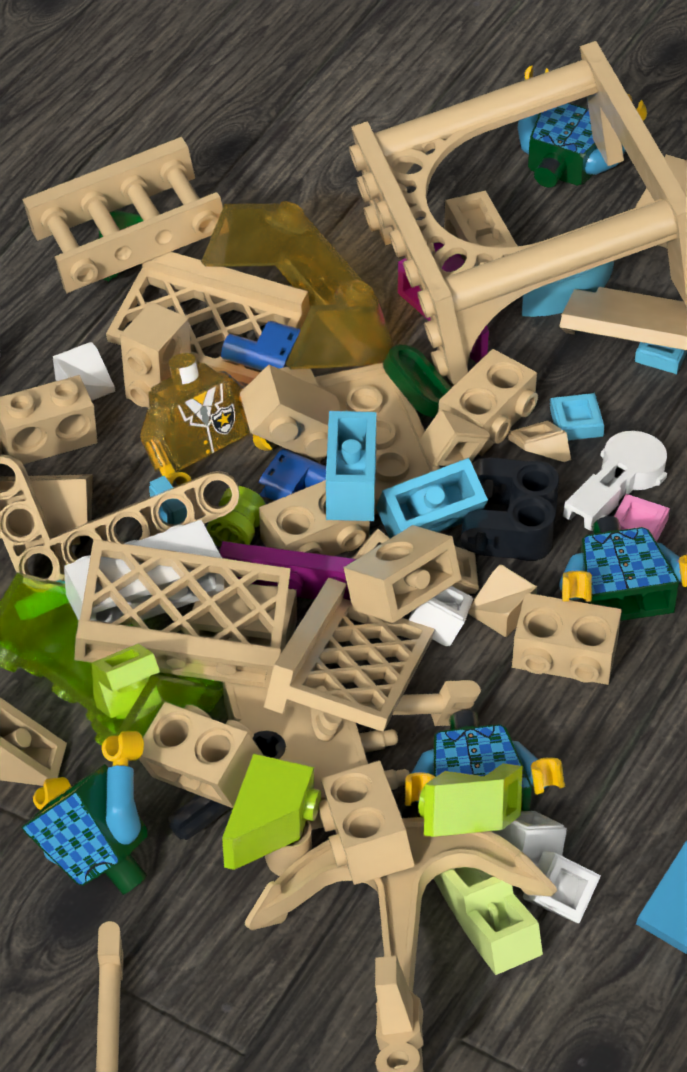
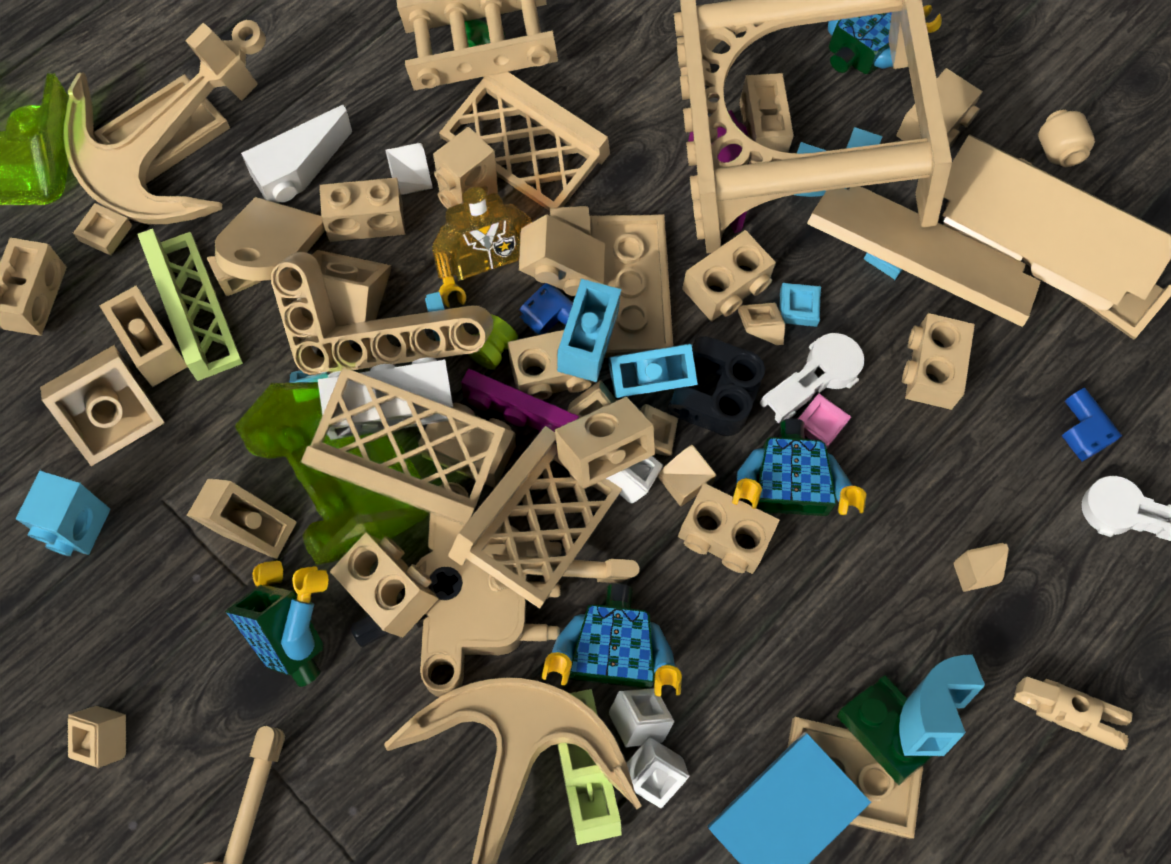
camera: 10 degrees right, 20 degrees up
(121, 679) = (334, 506): lime slope -> none
(269, 810) = (423, 659): lime slope -> none
(271, 348) = (562, 185): blue piece -> none
(344, 315) = (599, 76): clear yellow windscreen -> none
(366, 823) = (509, 687): tan brick -> none
(416, 378) = (677, 239): dark green tile -> none
(452, 439) = (687, 310): tan slope -> none
(471, 803) = (590, 701): lime slope -> none

